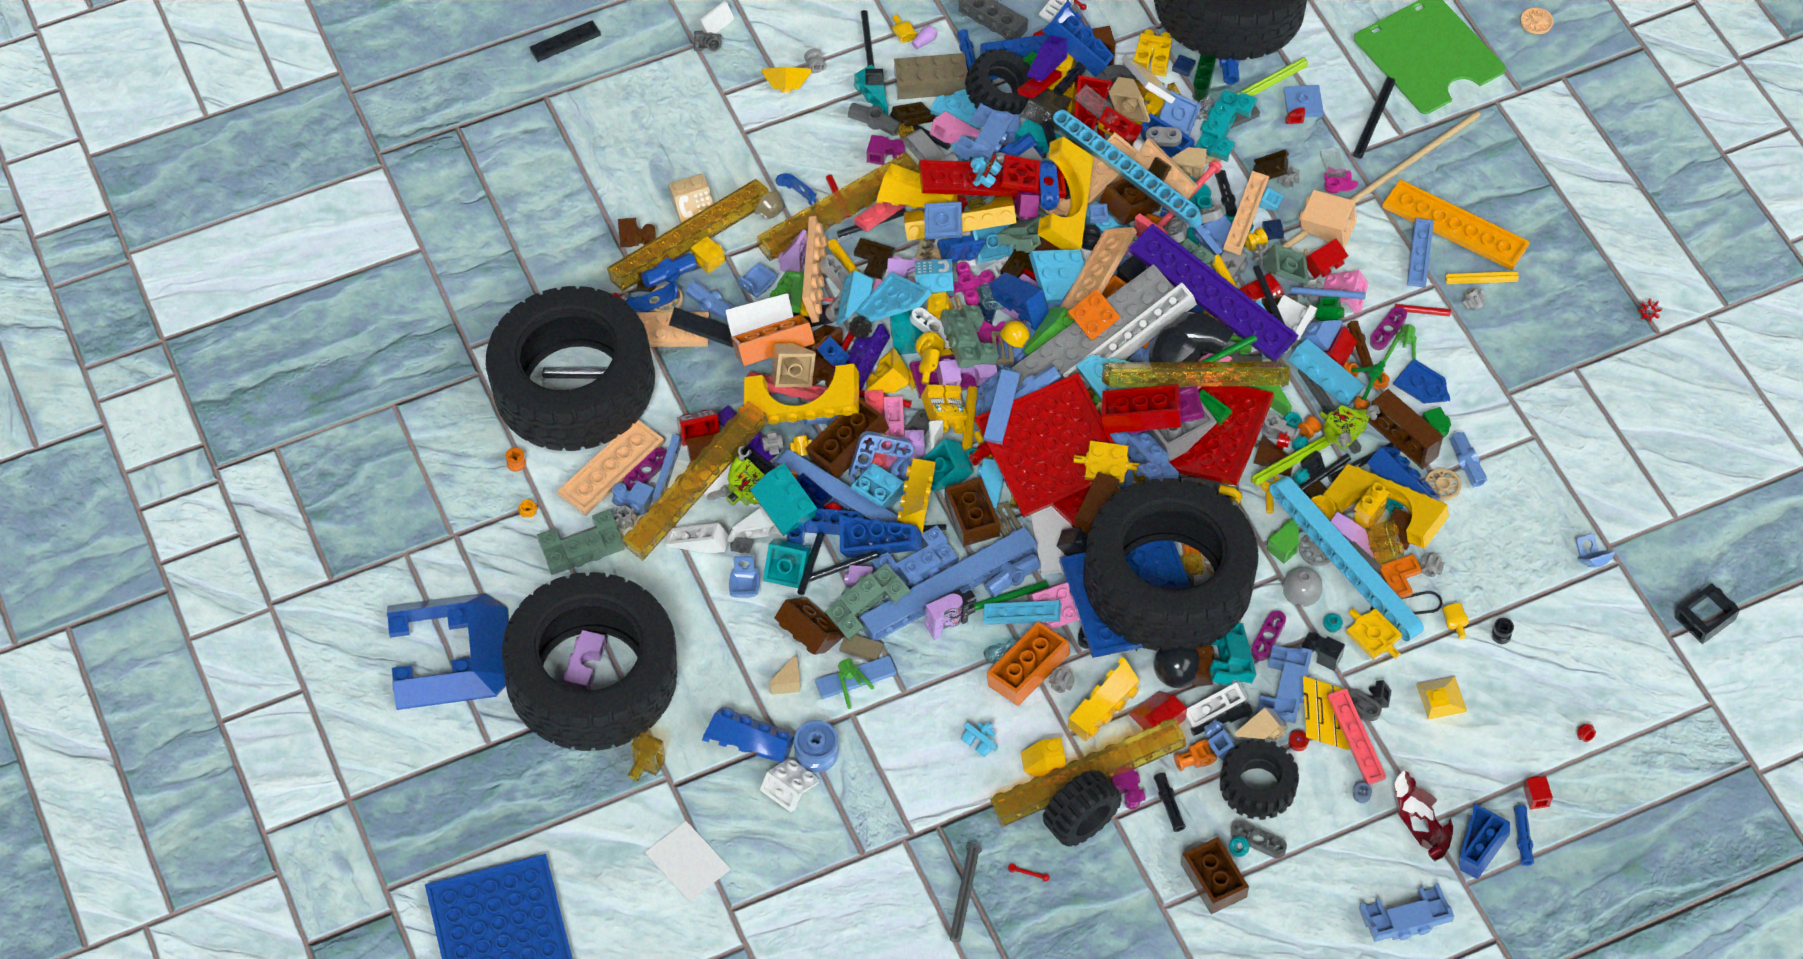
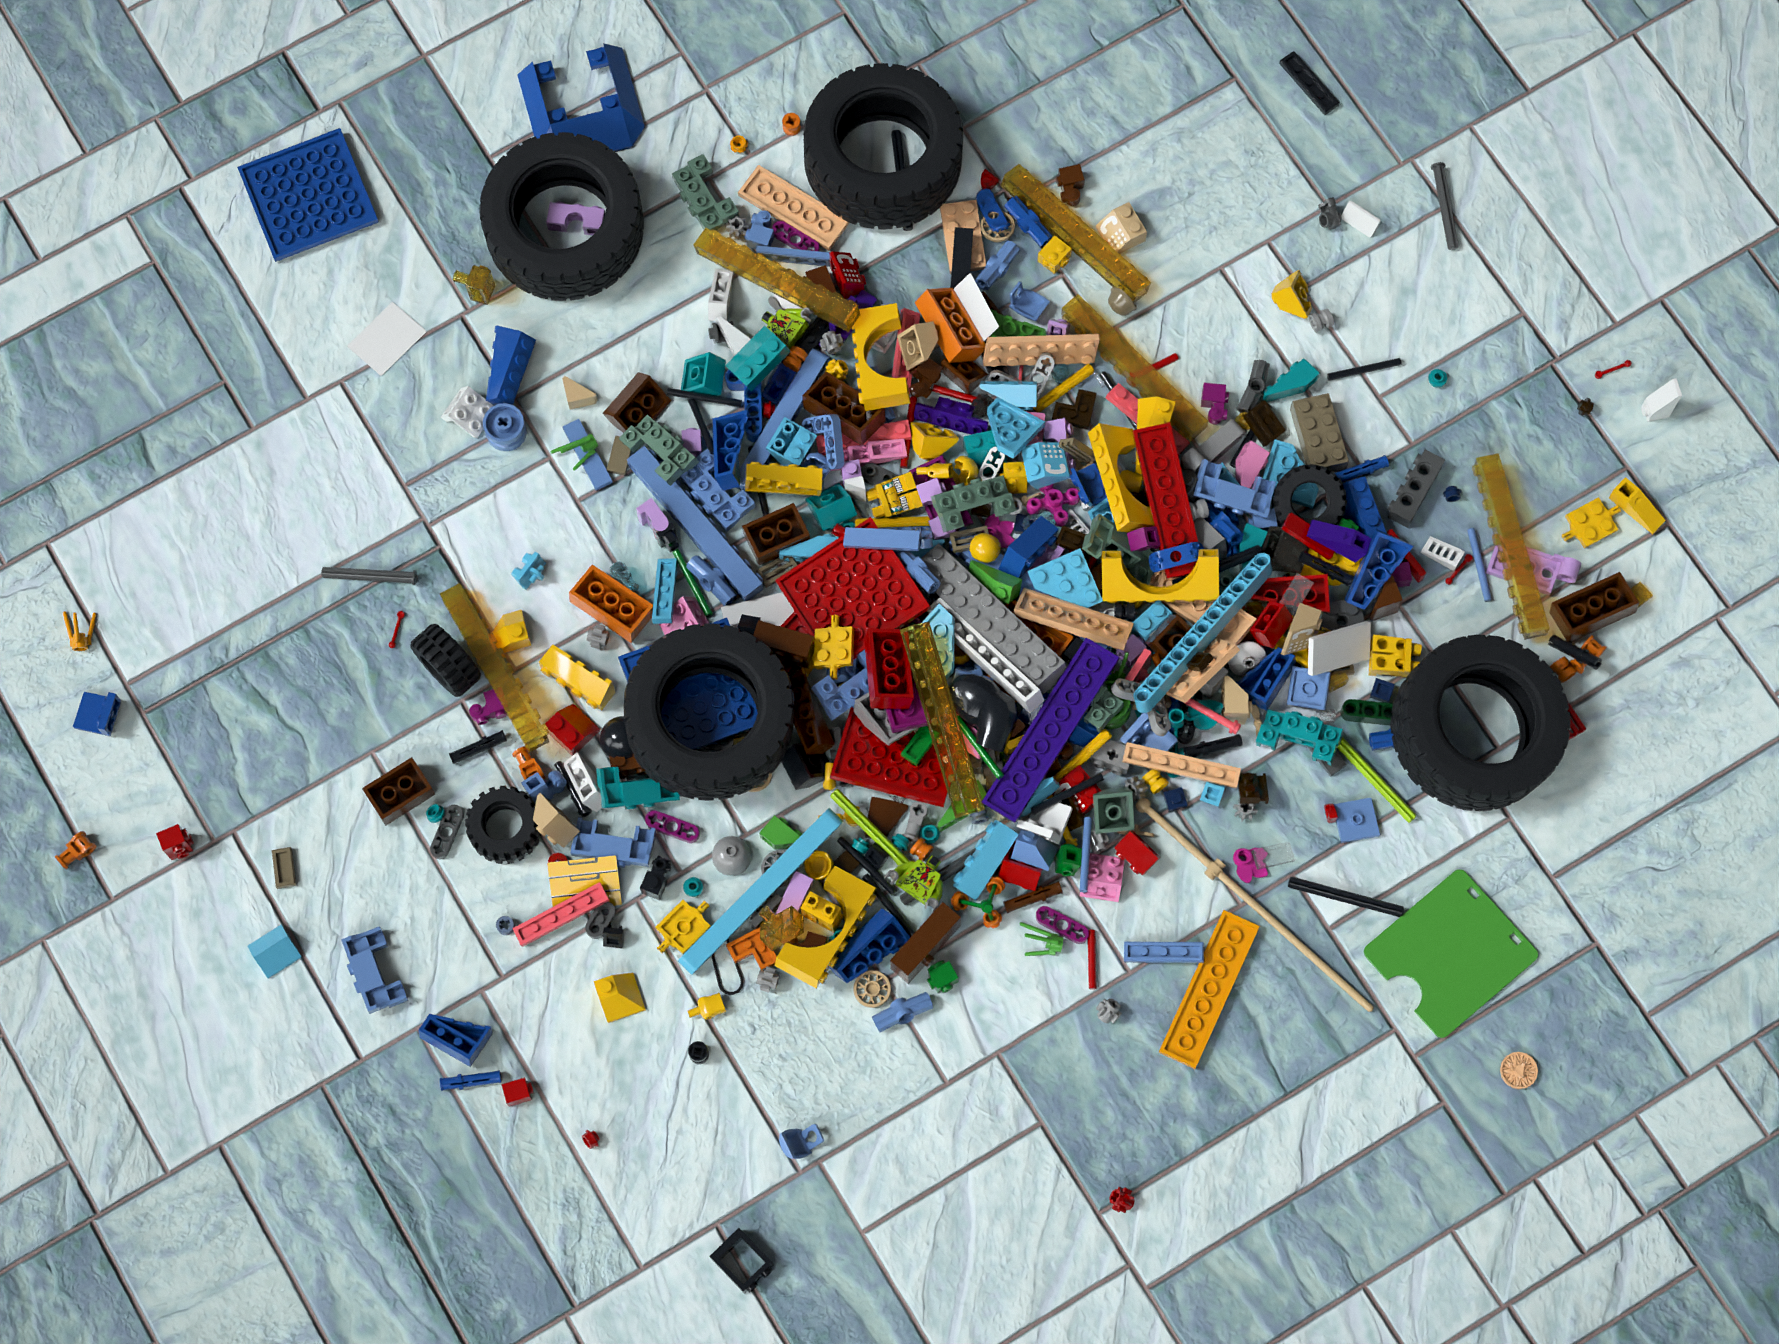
camera: 85 degrees right, 15 degrees up
(744, 581) = (677, 341): medium blue piece -> none
(791, 181) = (1141, 340): blue piece -> none
(833, 352) = (944, 383): blue brick -> none
(874, 76) = (1296, 375): black tile -> none
(903, 30) = (1382, 402): yellow piece -> none
(924, 37) = (1374, 424): lavender cone -> none
(943, 220) = (1103, 457): medium blue tile -> none
(983, 168) = (1159, 487): medium azure hips -> none
(1034, 165) = (1156, 537): red piece -> none
(1093, 314) = (999, 611): orange bracket -> none
(1098, 213) = (1150, 613): medium blue tile -> none
(1163, 136) = (1264, 669): light grey plate -> none
(1283, 440) = (899, 823): red plate -> none
(1329, 217) = (1186, 851): light nougat slope -> none
(1417, 802) = (459, 992): dark red animal -> none
(1422, 383) = (995, 963): blue tile -> none
(1481, 277) = (1143, 1020): yellow axle -> none

